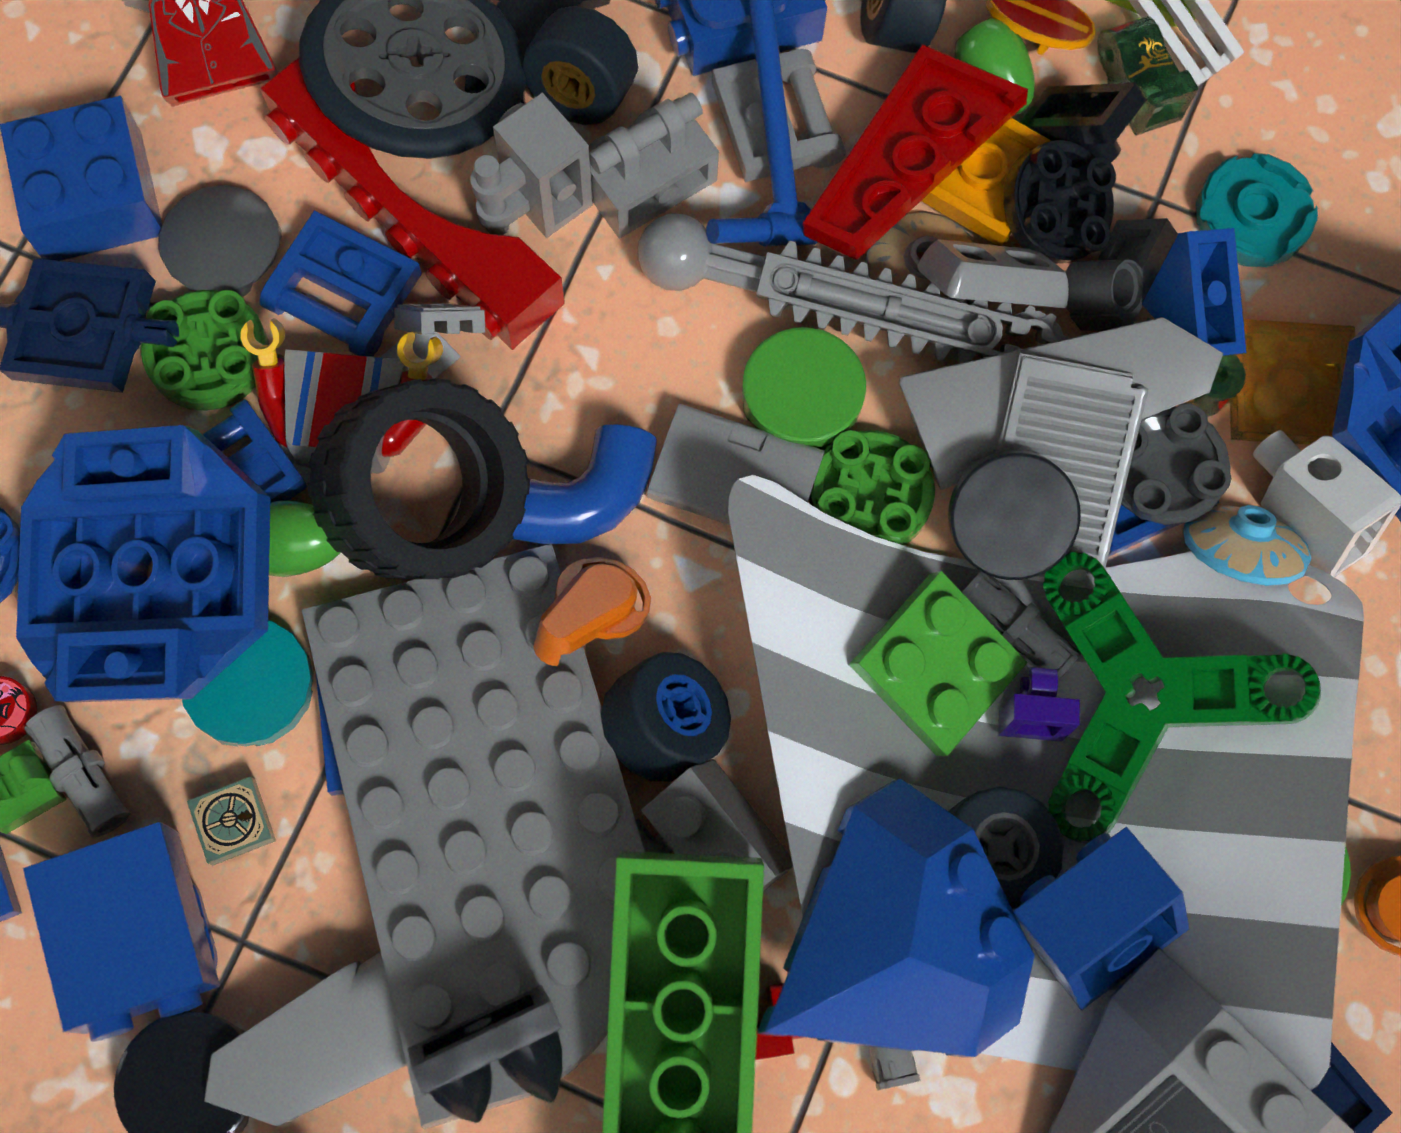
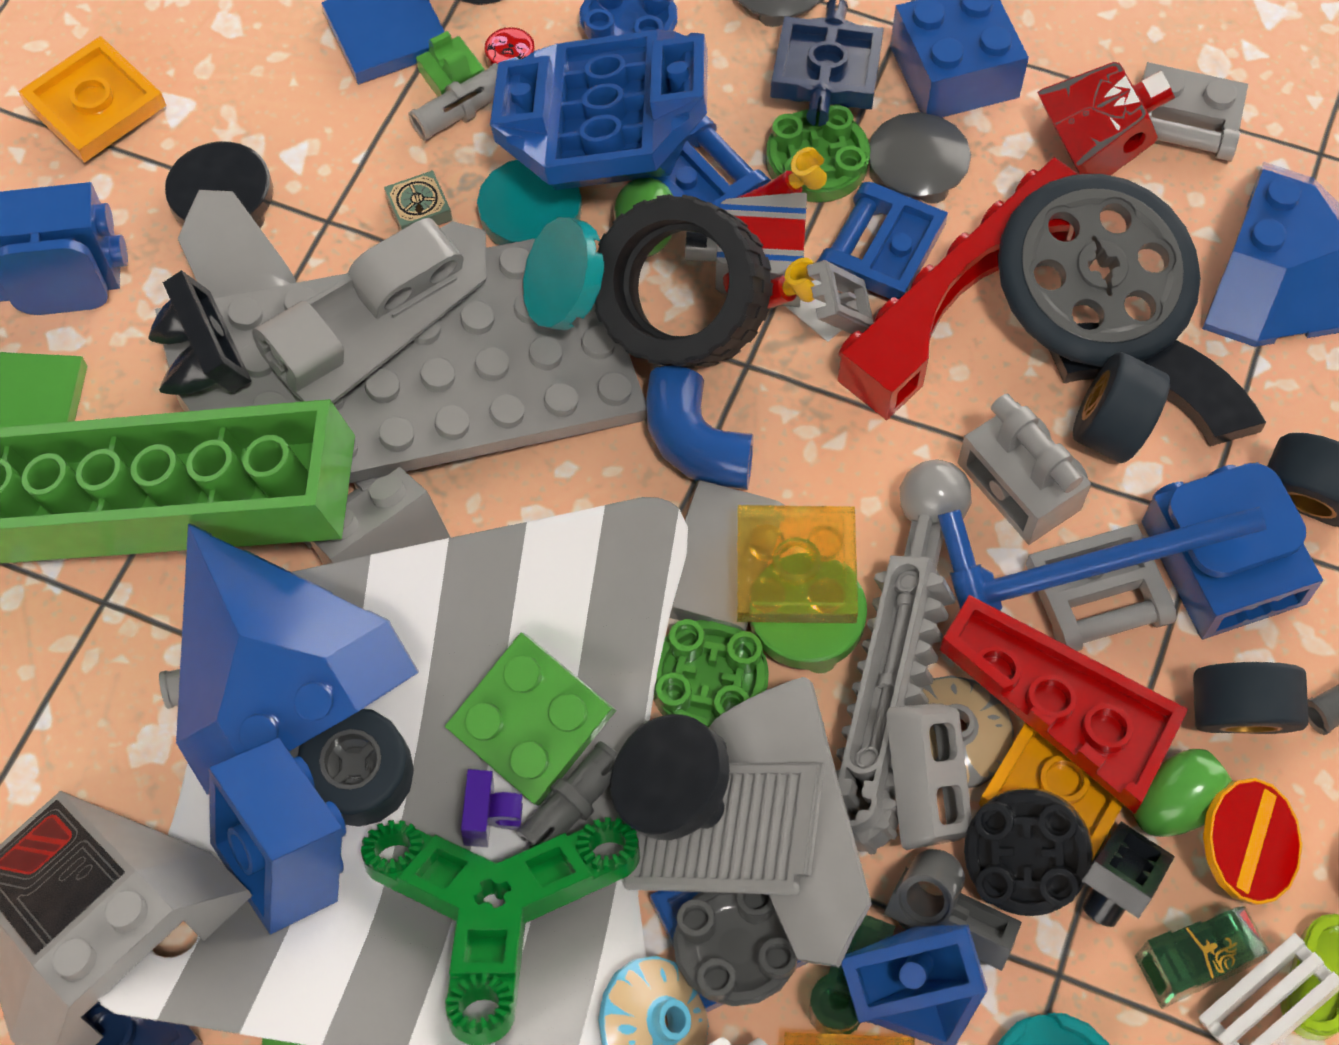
camera: 95 degrees right, 10 degrees down
(122, 931) = (329, 133): blue brick -> none
(405, 611) = (562, 274): none -> teal tile
(454, 850) = (384, 304): none -> light grey panel
(538, 172) = (996, 359): light grey brick -> none
(591, 602) = (585, 431): orange piece -> none
(666, 716) = (468, 481): black wheel -> none
(768, 384) = (796, 564): none -> clear yellow plate

